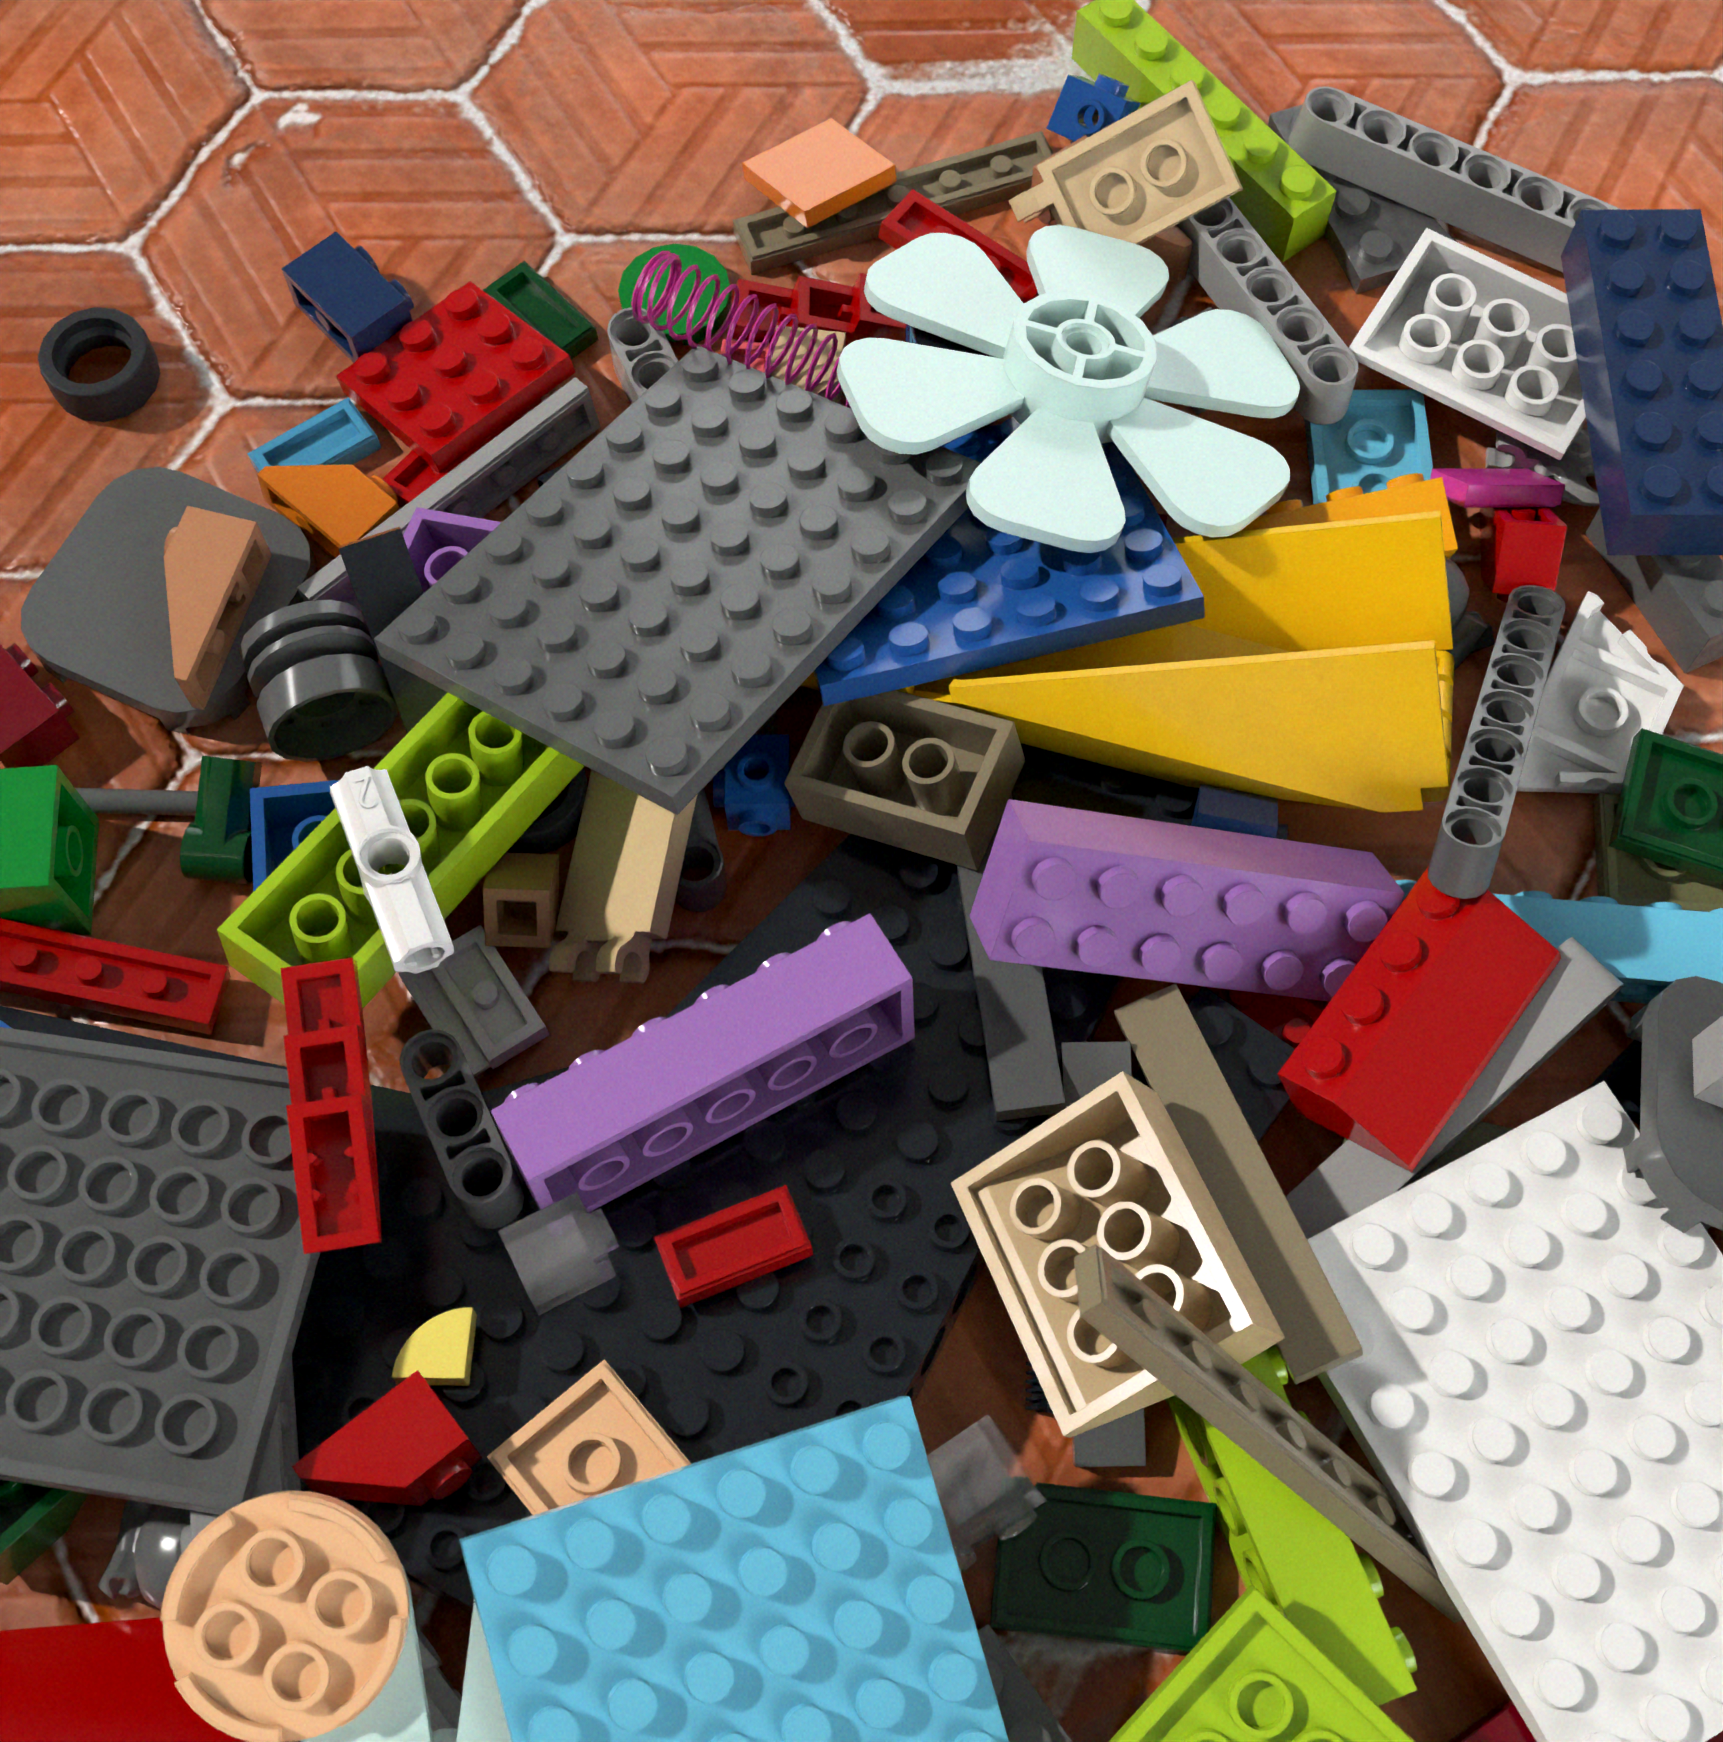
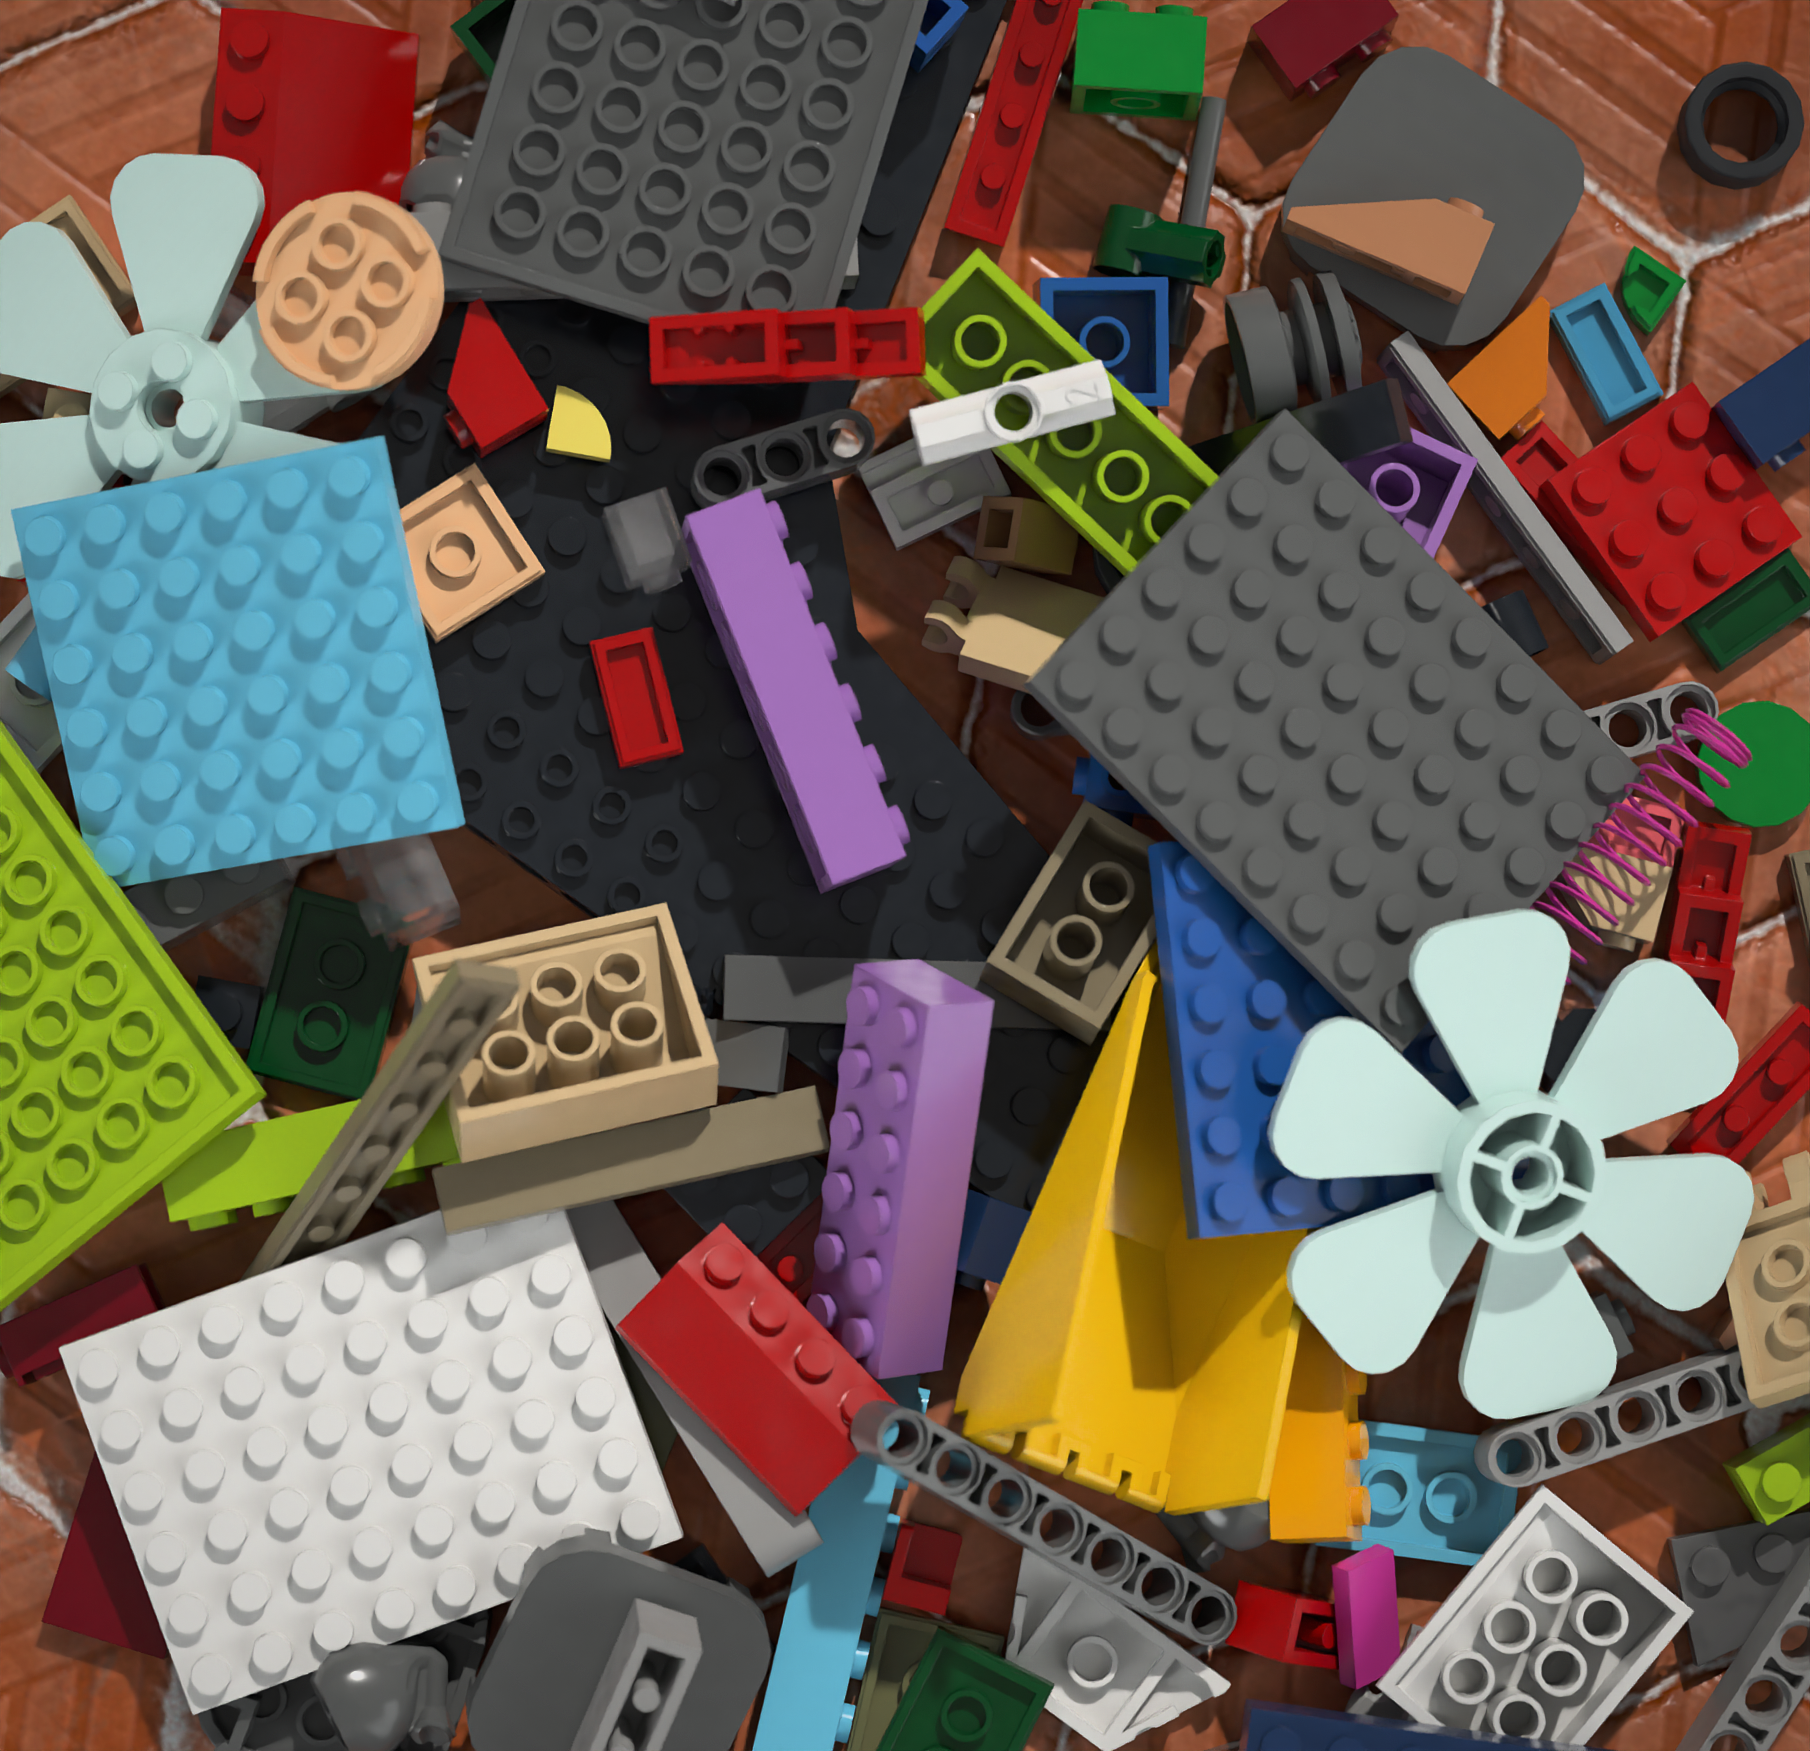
camera: 100 degrees right, 20 degrees up
(252, 424) = (1647, 289): none -> green tile
(1133, 1678) = (232, 1007): none -> black plate
(1564, 873) = (922, 1567): none -> red panel

